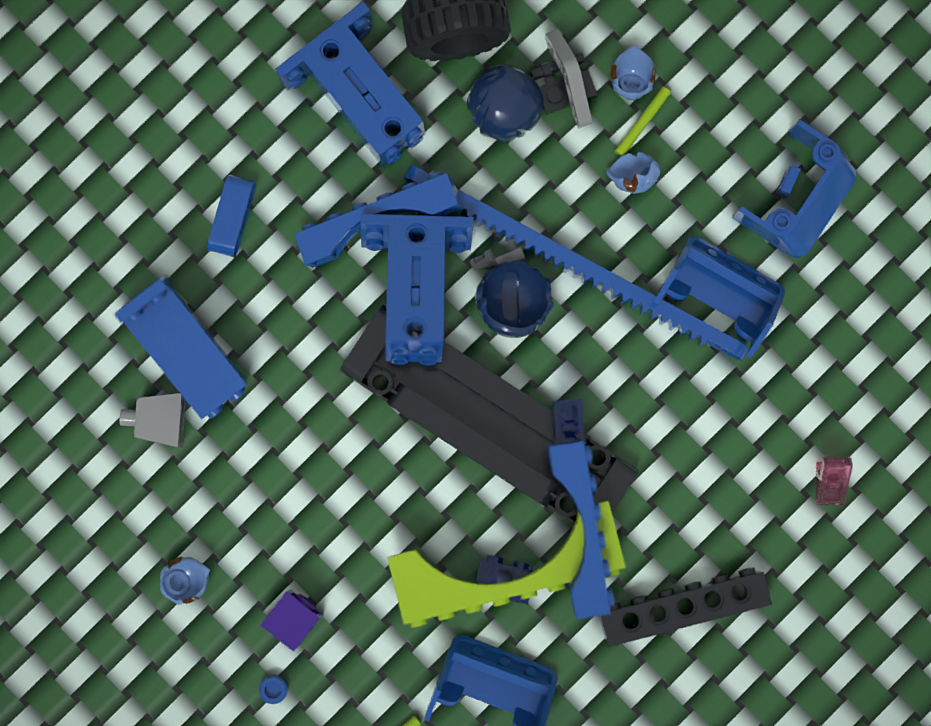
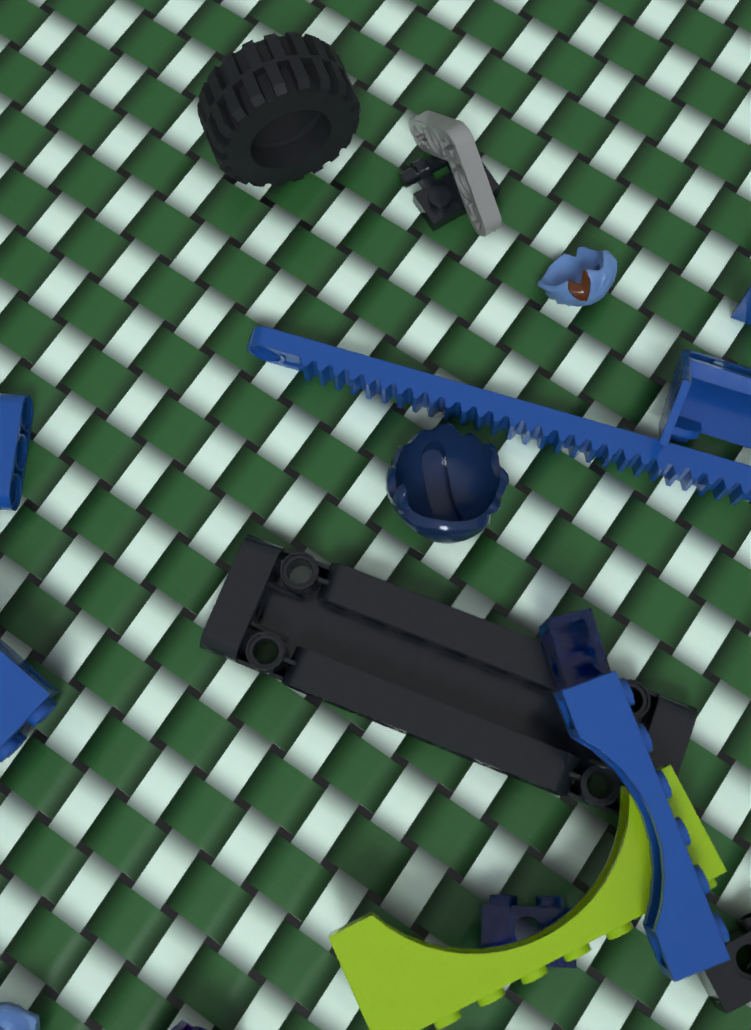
camera: 10 degrees left, 10 degrees down
(327, 240) = (149, 454): blue arch -> none
(356, 86) = (152, 232): blue brick -> none
(415, 279) = (290, 480): blue brick -> none
(488, 261) = (387, 445): dark grey slope -> none
(505, 103) = (373, 217): dark blue piece -> none
(633, 73) = (544, 147): medium blue hair -> none
(642, 121) = (571, 212): lime bar -> none

